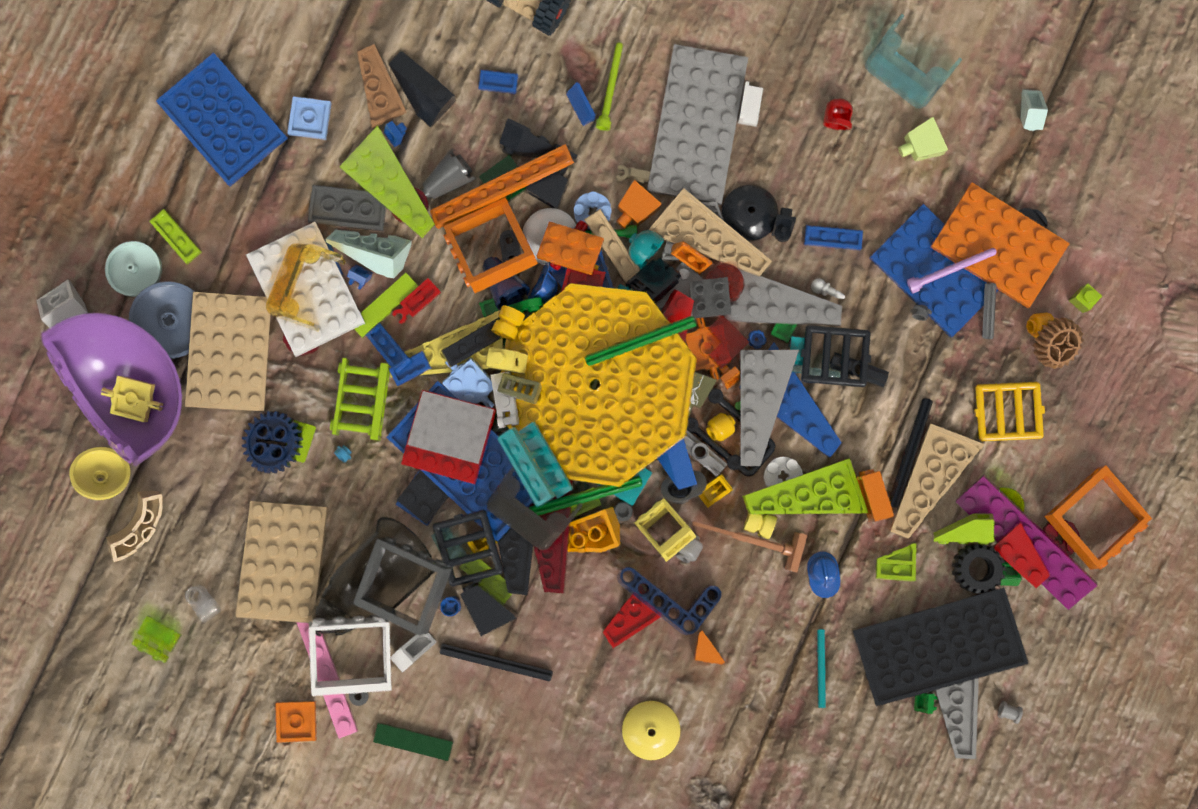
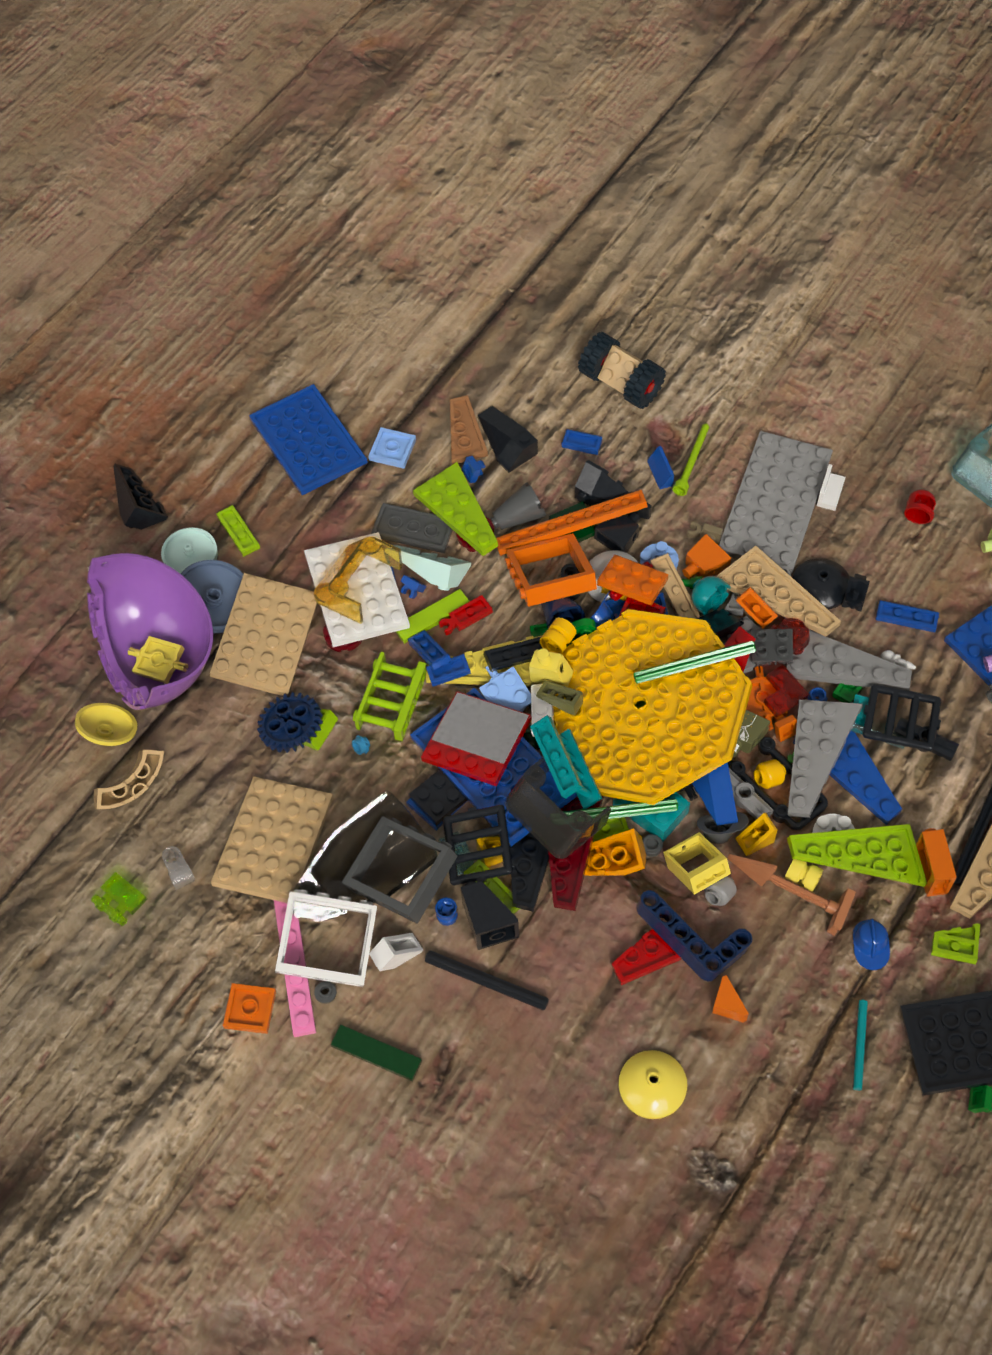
camera: 10 degrees right, 25 degrees down
(67, 223) = (135, 502): none -> black wedge

